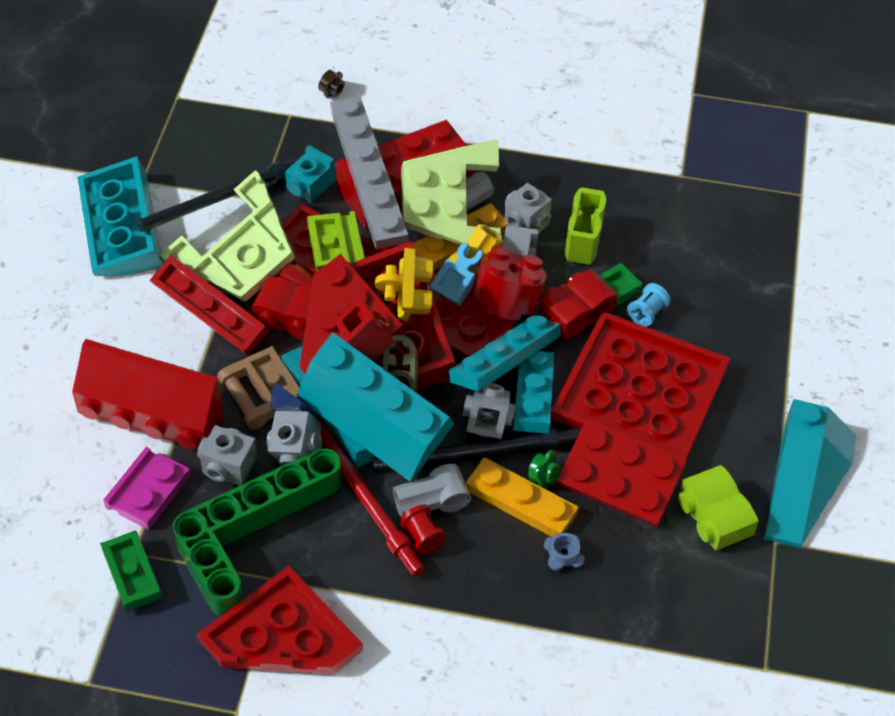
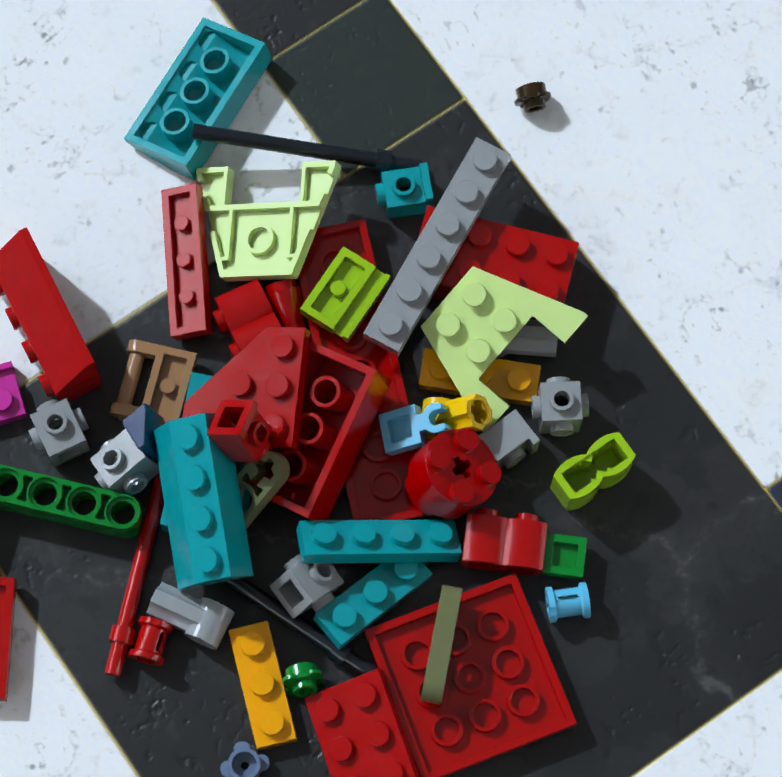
camera: 45 degrees right, 20 degrees up
(410, 270) = (316, 430): yellow hips -> none
(609, 374) = (441, 644): none -> olive beam

